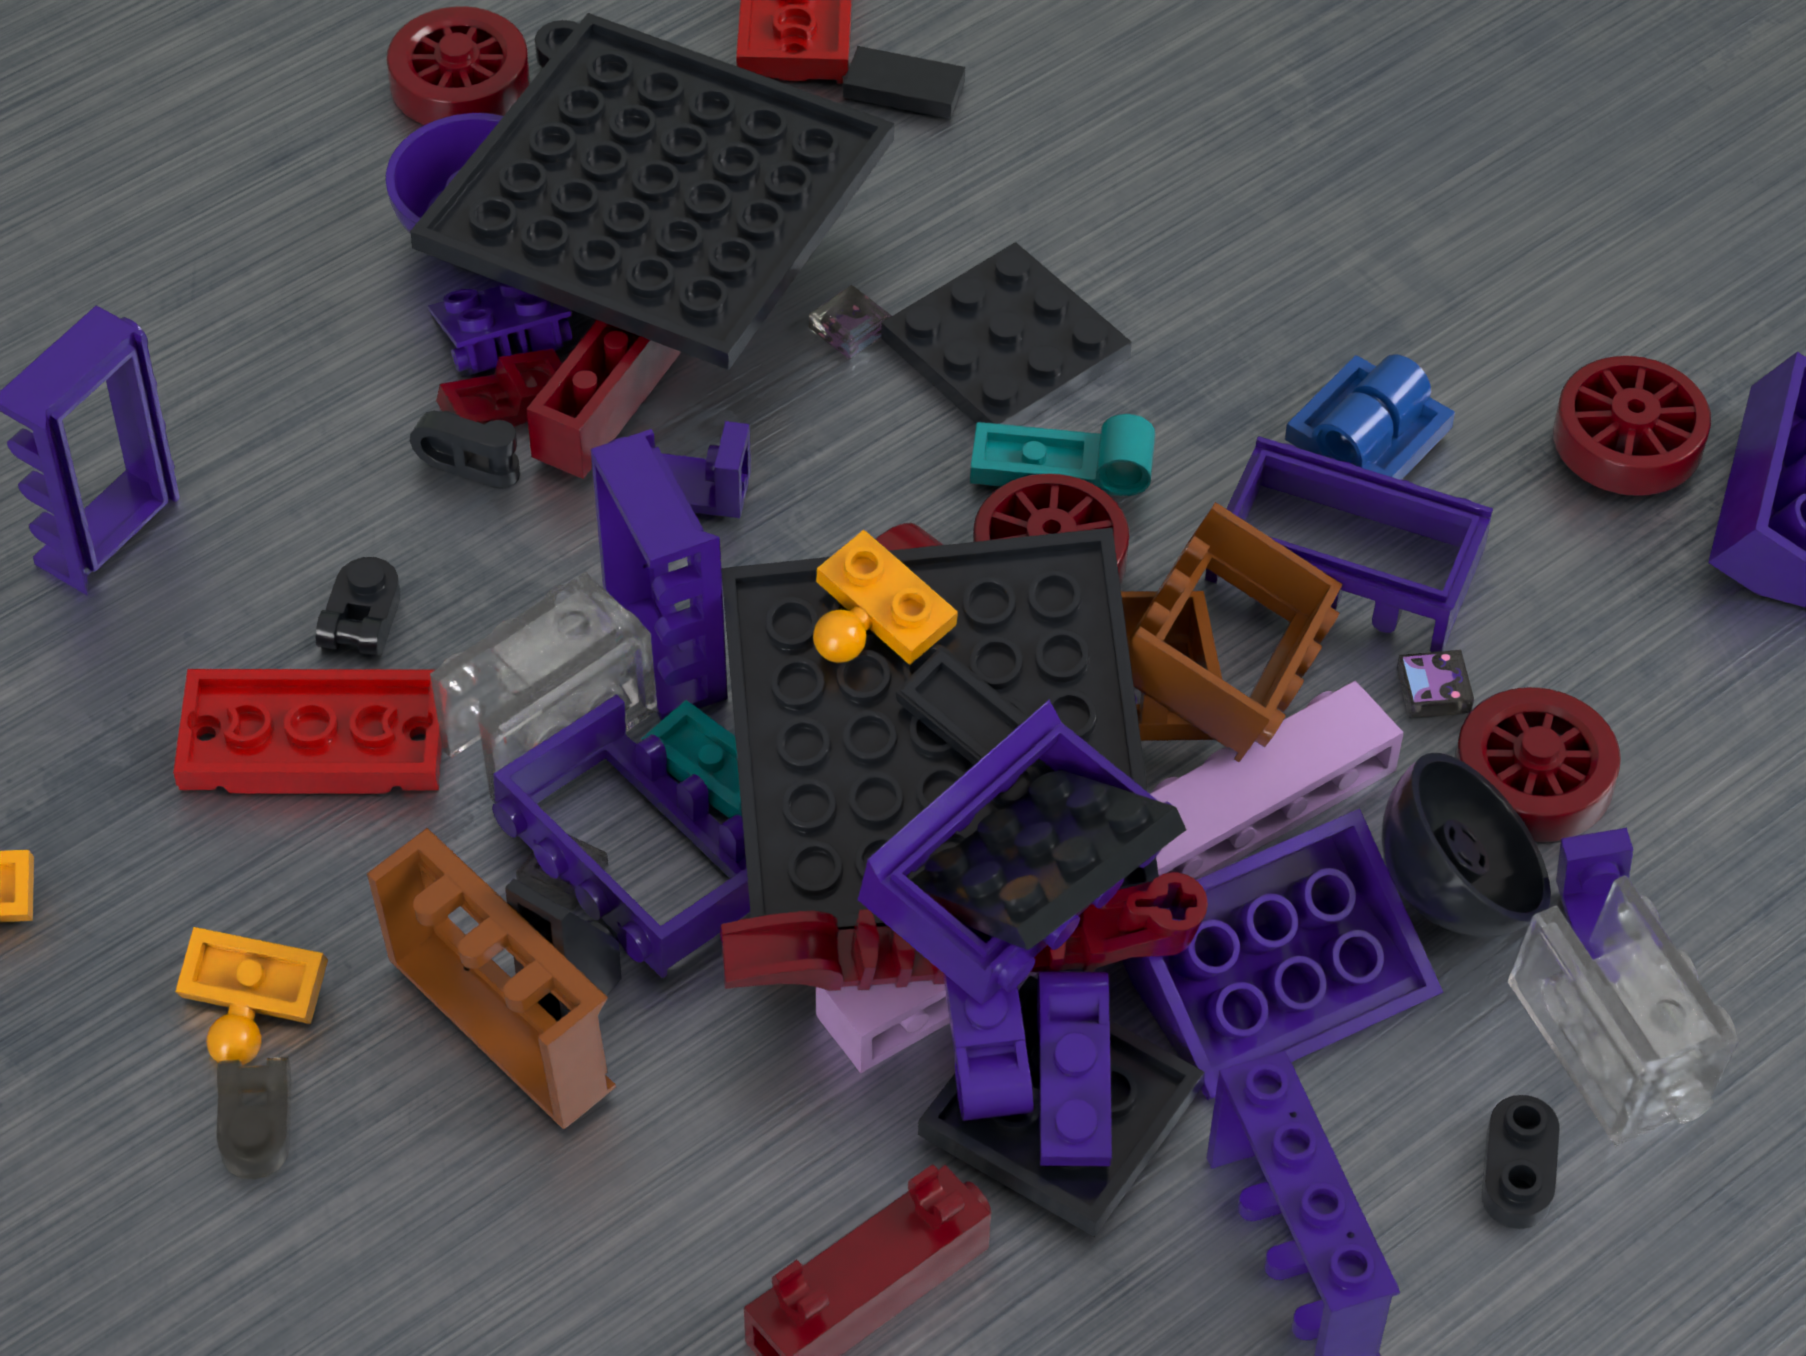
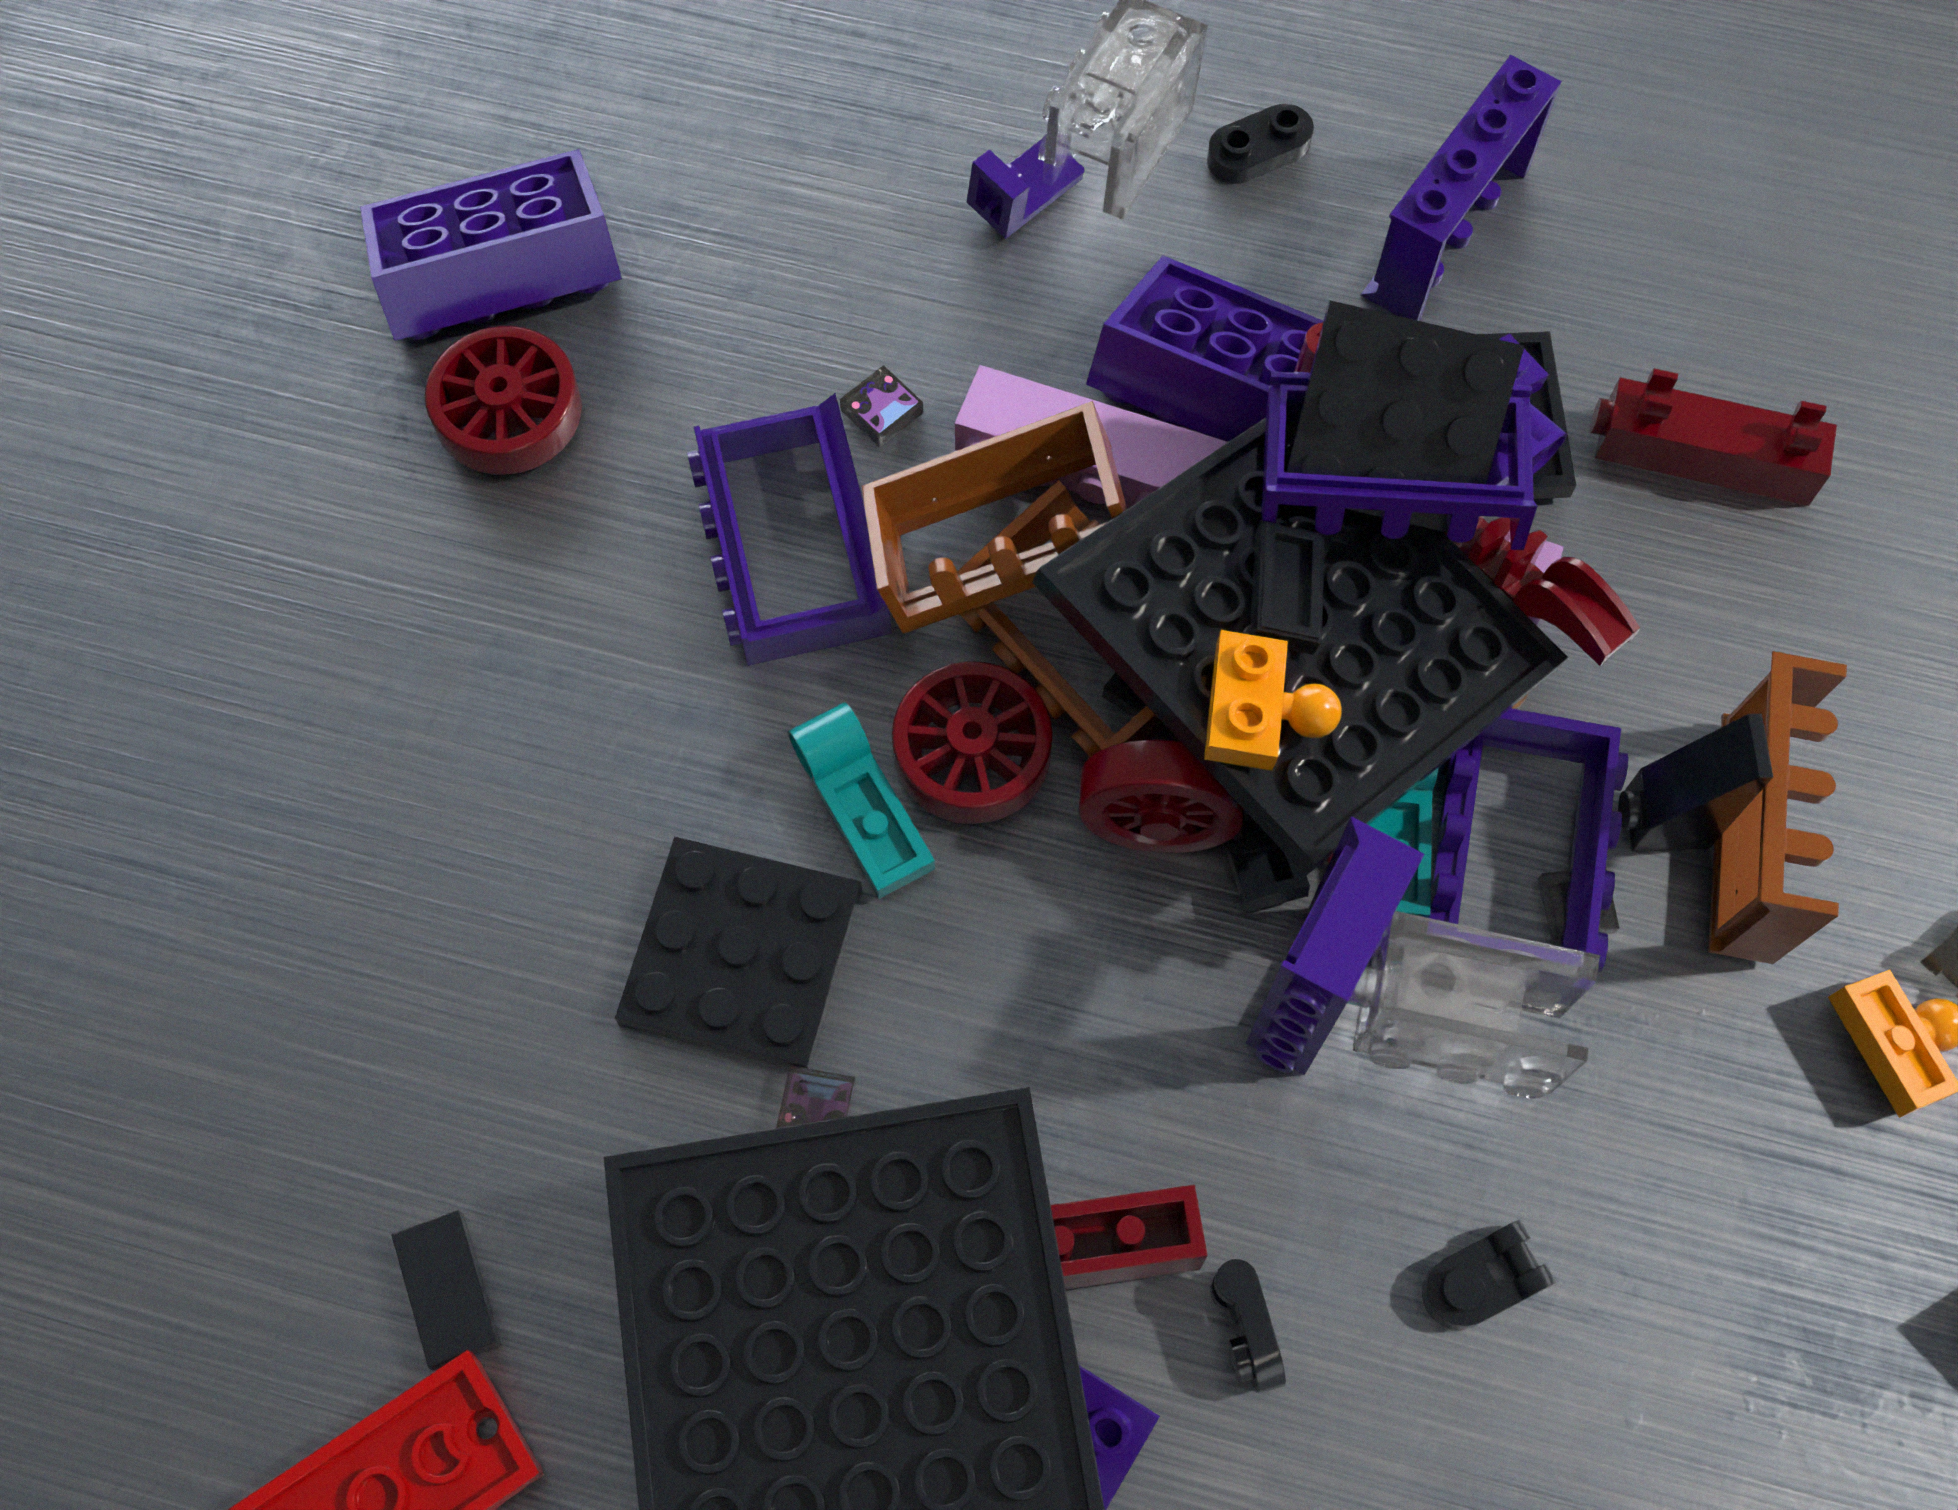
camera: 125 degrees left, 15 degrees up
(308, 731) = (1647, 1205): red piece -> none
(501, 395) = (1149, 1354): dark red slope -> none
(720, 480) = (1124, 1093): dark purple bracket -> none
(1373, 417) = (637, 592): blue plate -> none
(1462, 850) = (1069, 263): black piece -> none
(1544, 774) = (913, 311): dark red wheel -> none

